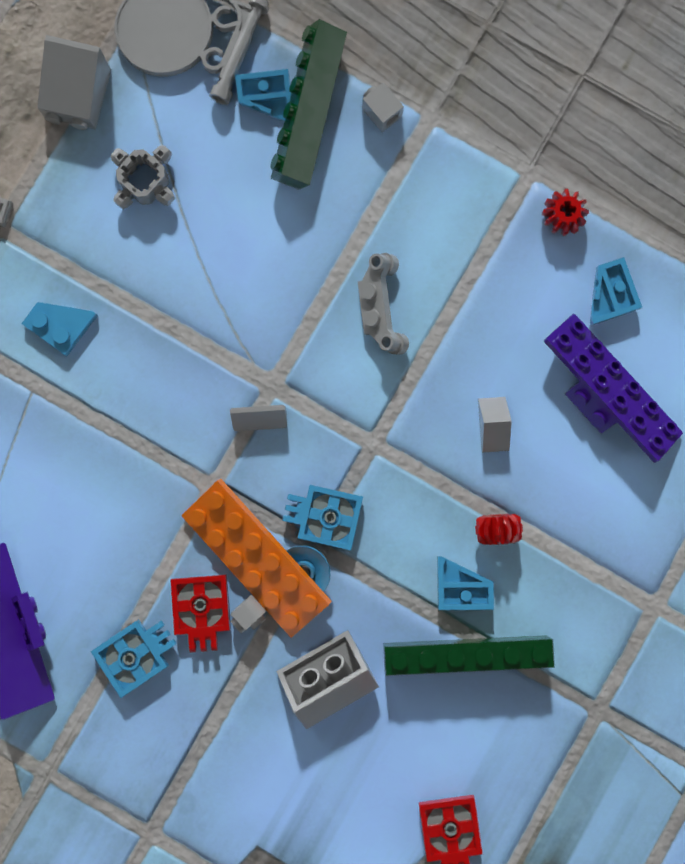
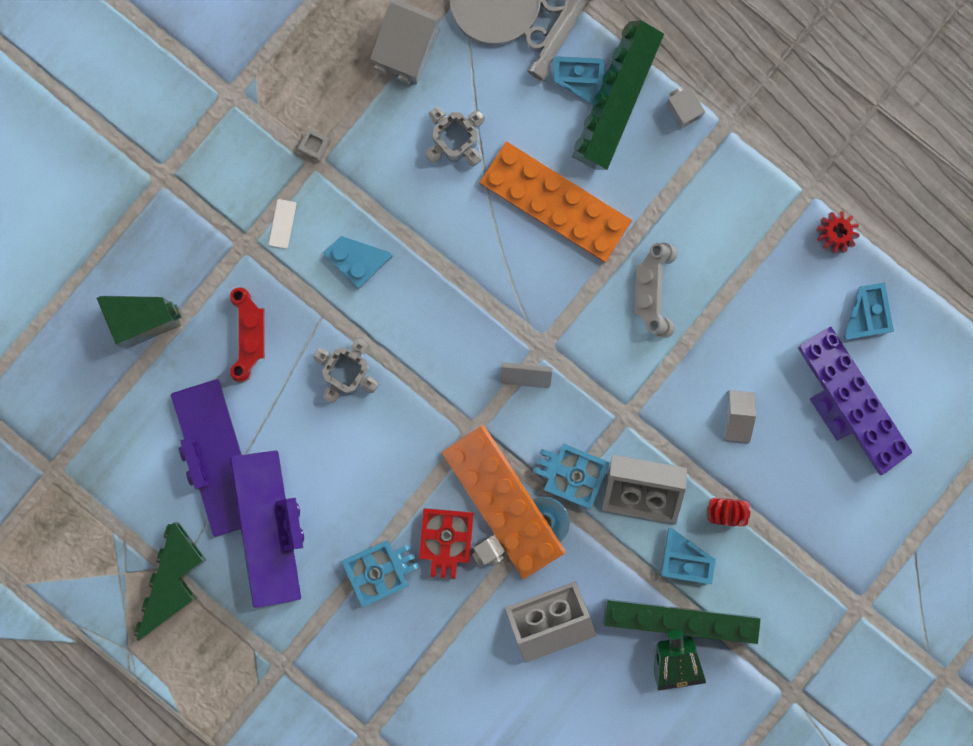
camera: 15 degrees right, 0 degrees up
(46, 437) = (323, 357): none -> light grey piece
(261, 229) = (555, 202): none -> orange plate
(405, 519) = (644, 489): none -> light grey slope
(471, 701) = (677, 662): none -> dark green torso

